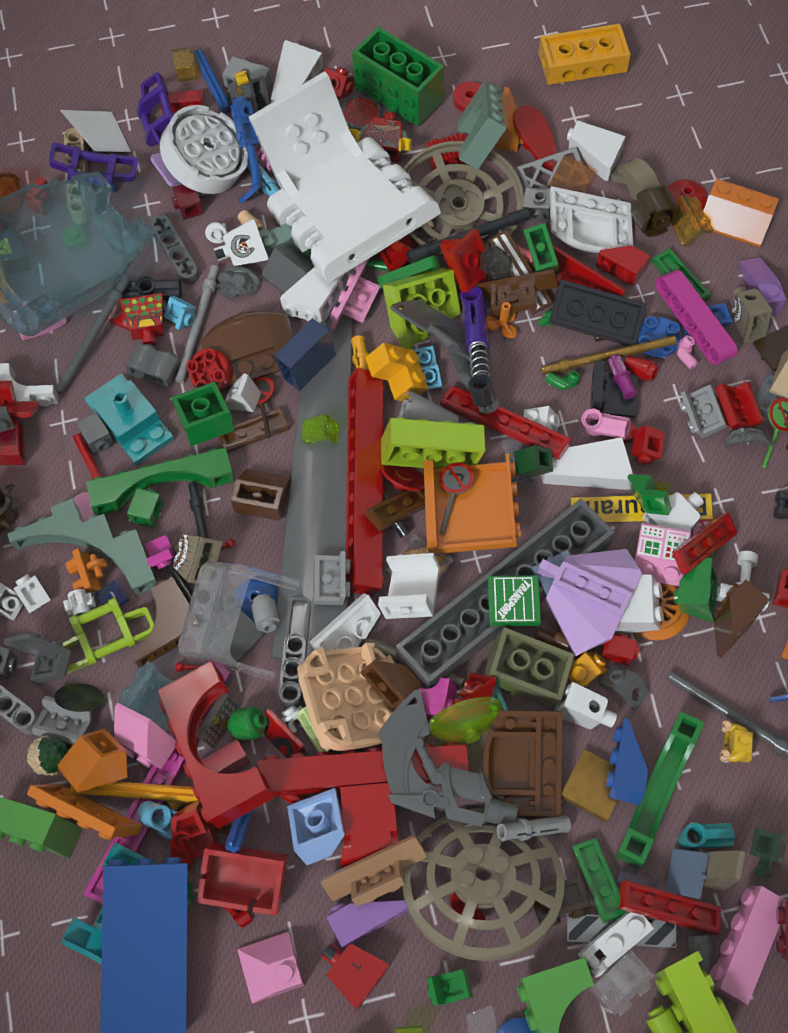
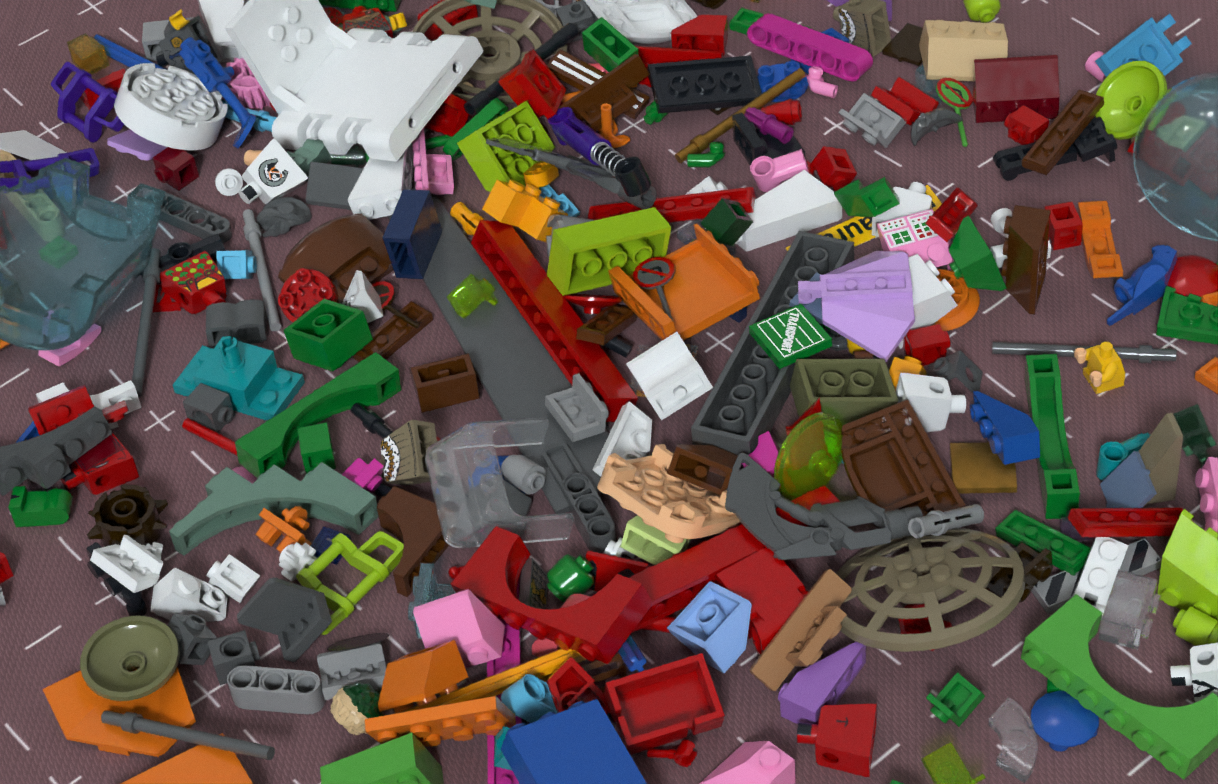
camera: 25 degrees left, 20 degrees down
(427, 342) = (540, 174): none -> light orange beam
(496, 262) = (569, 77): clear smoke head -> none

